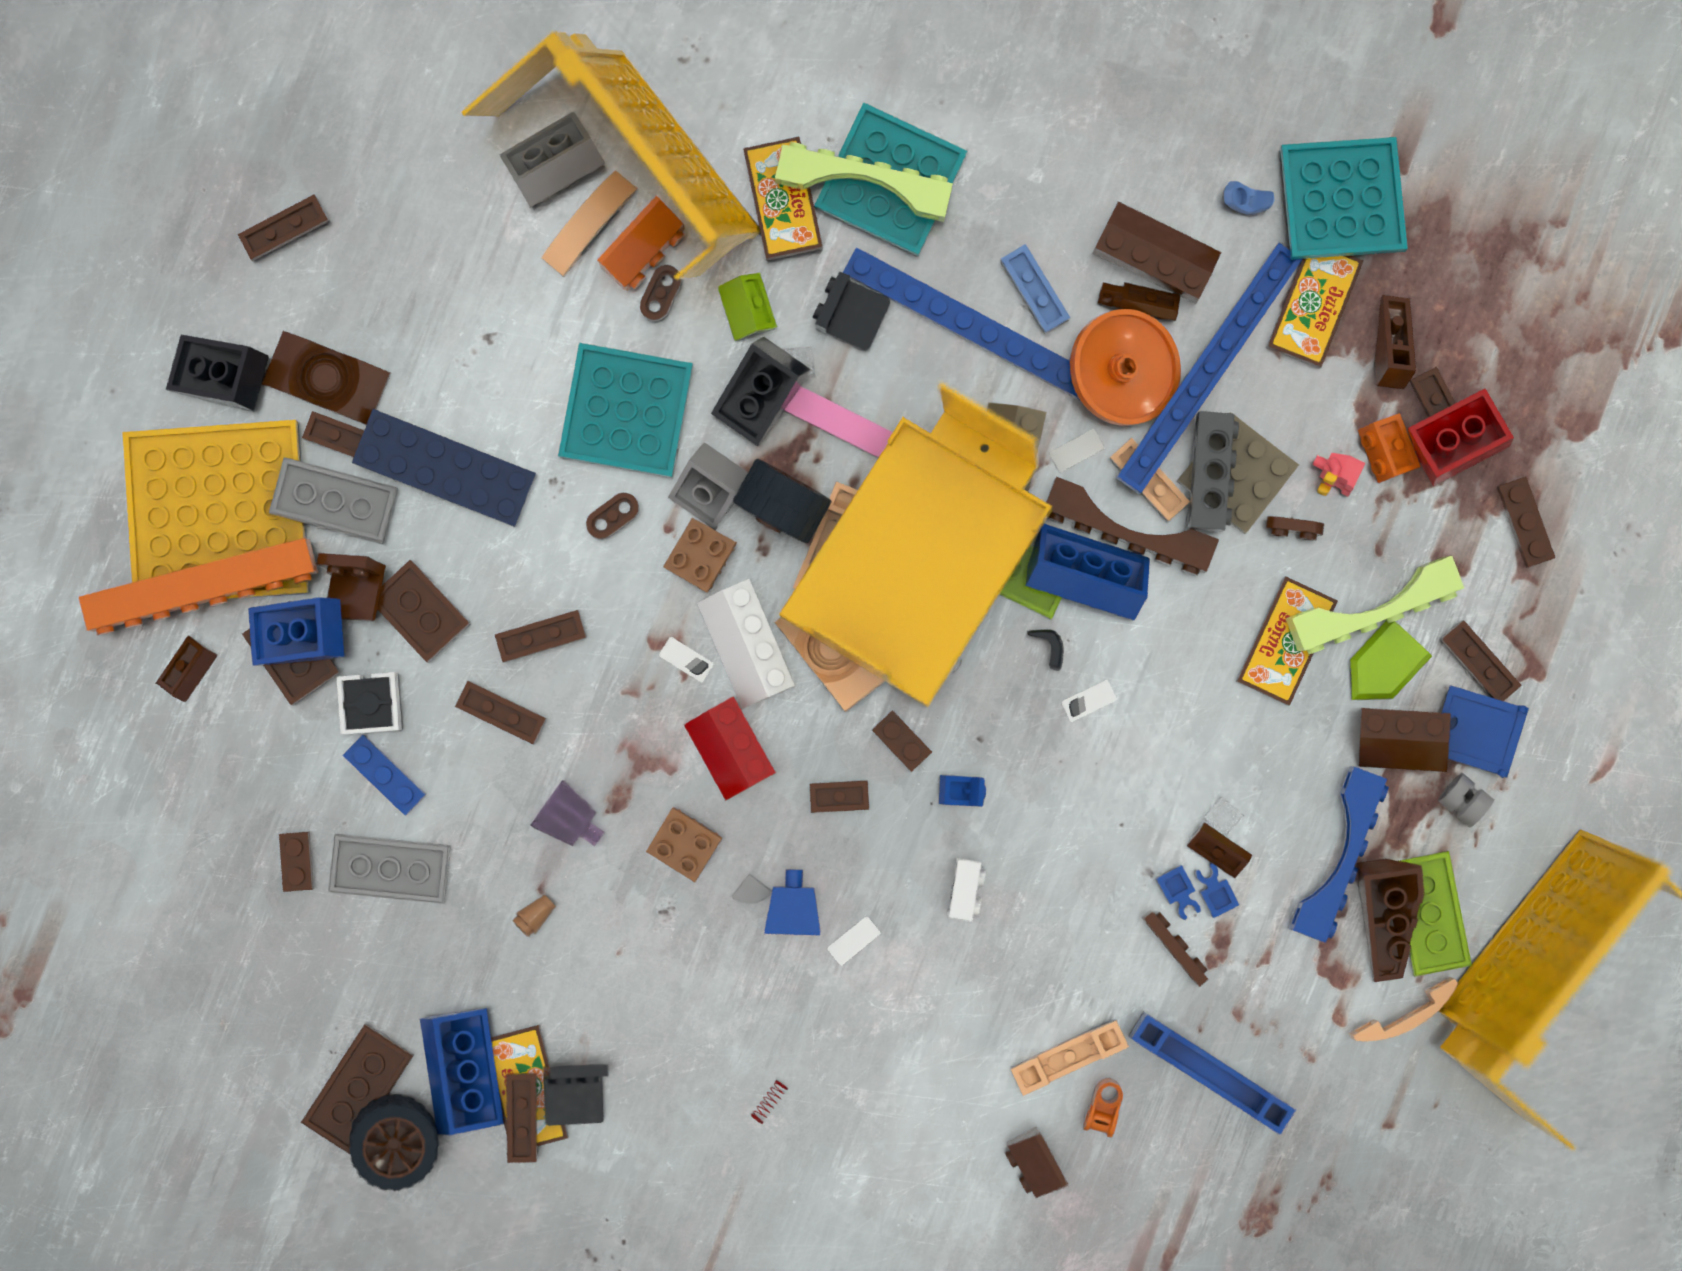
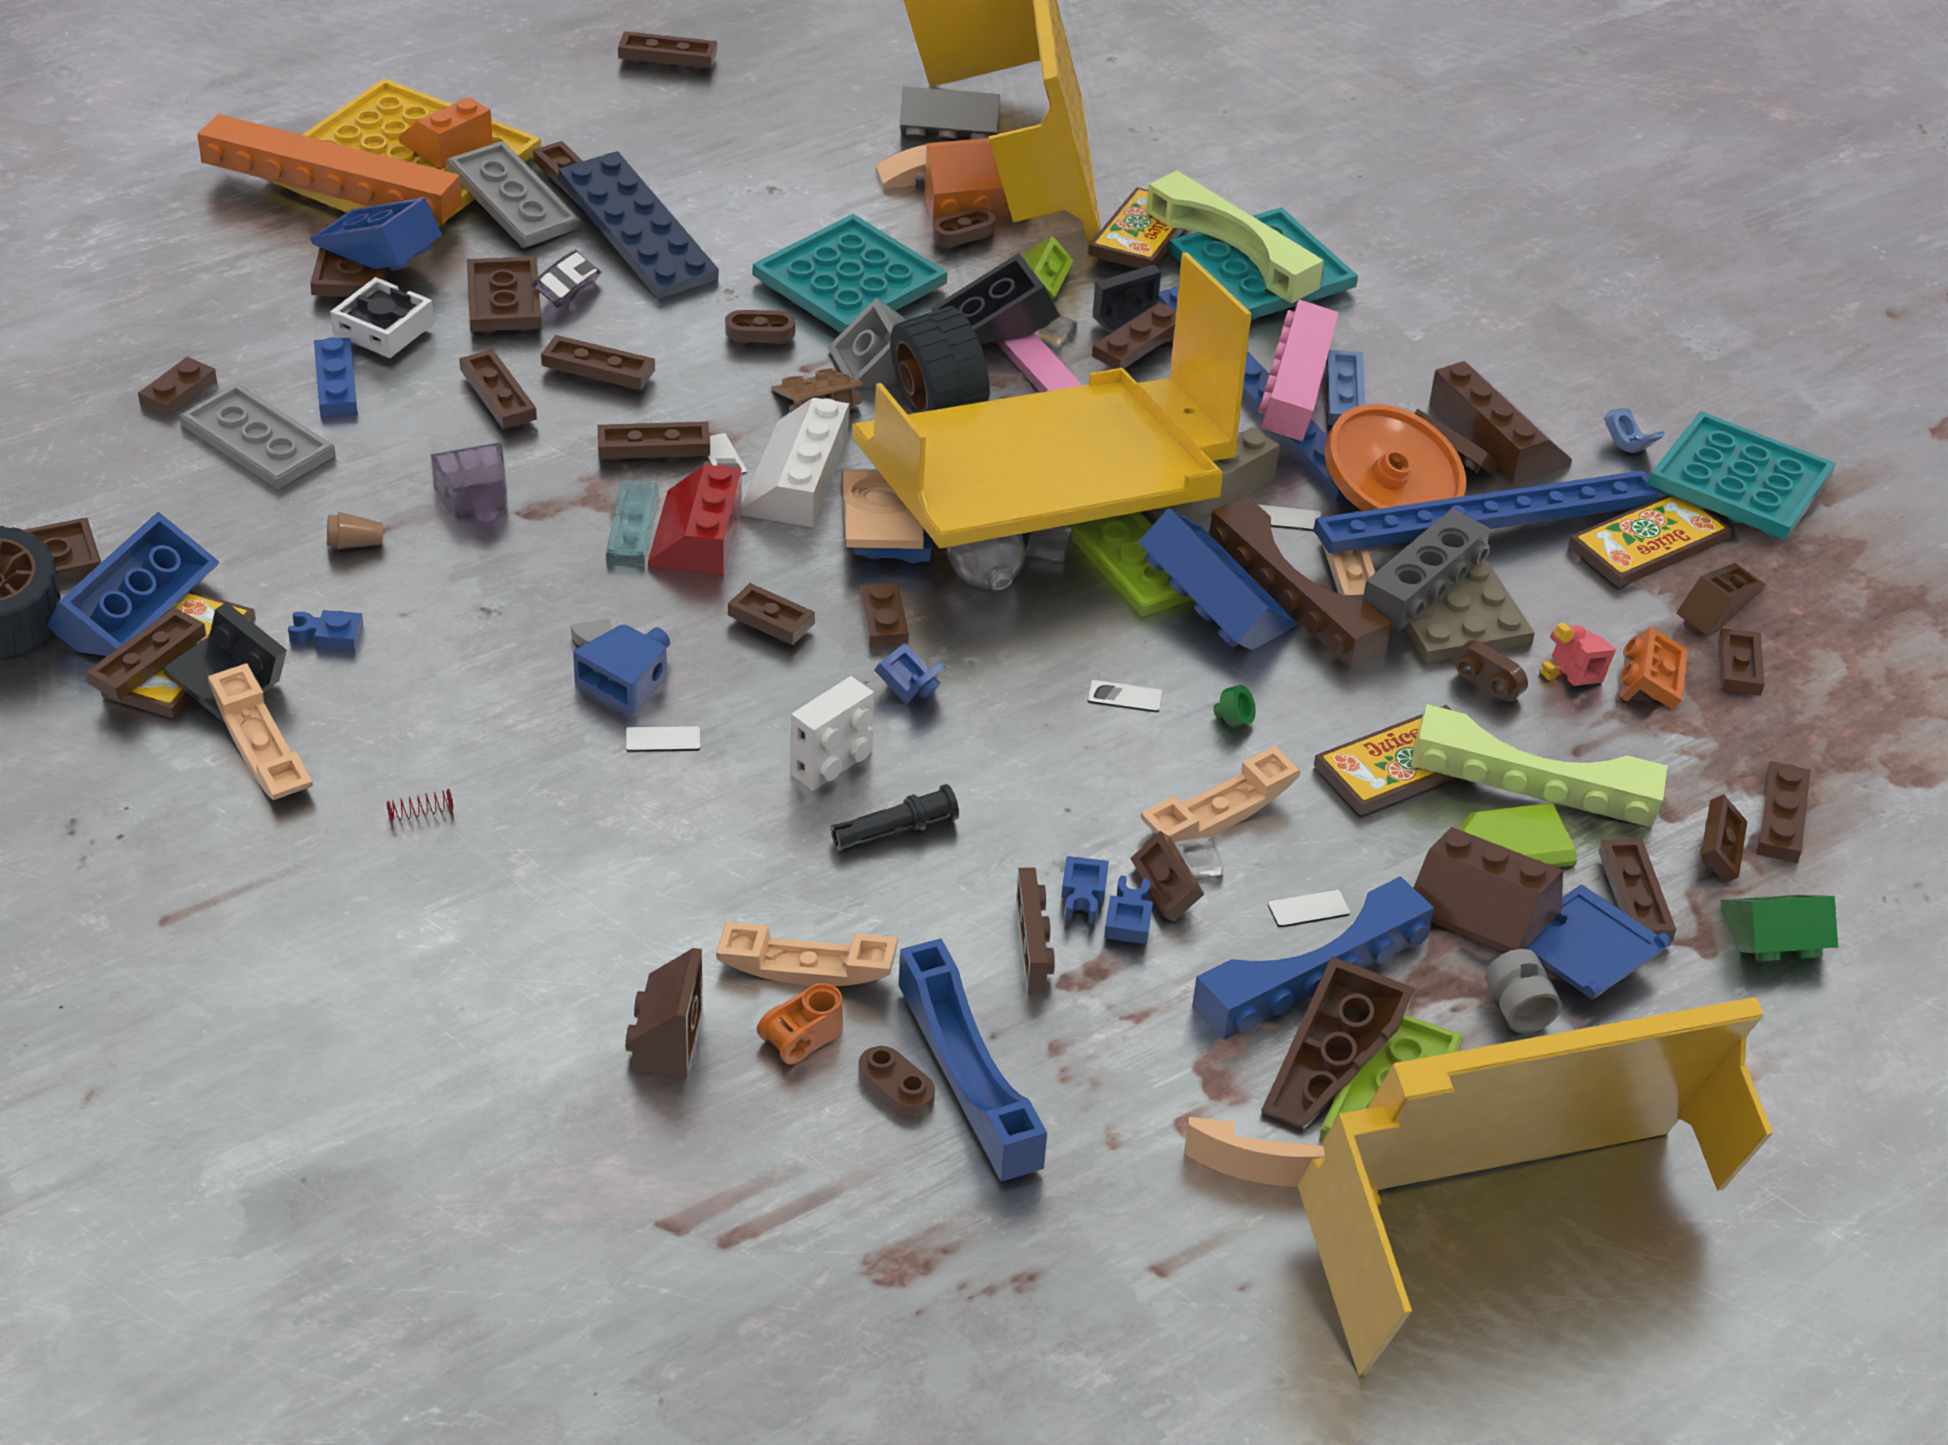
camera: 30 degrees right, 45 degrees down
(186, 669) = (249, 232): reddish brown slope -> none
(217, 371) = (514, 90): black slope -> none
(236, 476) = (450, 132): none -> orange slope
(325, 377) = (598, 130): reddish brown slope -> none
(355, 582) = (477, 228): reddish brown bracket -> none
(450, 567) = (565, 278): none -> slope
(595, 1001) = (331, 631): none -> blue plate
(640, 688) = (653, 440): none -> reddish brown plate
(640, 1124) = (256, 734): none -> light nougat slope
(684, 844) = (569, 562): medium nougat hinge -> none
(686, 770) = (632, 522): none -> clear light blue tile
(869, 339) = (1136, 337): none -> reddish brown plate
(1003, 308) = (1297, 370): none -> bright pink brick
(1046, 903) = (912, 813): none -> black pin
(1056, 646) = (1124, 624): black hair -> none
(1166, 674) = (1236, 706): none -> green tile
(1176, 1104) = (890, 1076): none -> reddish brown plate
(1208, 764) = (1228, 803): none -> light nougat slope
(1304, 804) = (1309, 907): none -> white sticker
(1460, 437) = (1748, 692): red slope -> none
(1508, 581) = (1724, 839): none -> reddish brown plate
(1573, 632) = (1782, 924): none -> green slope

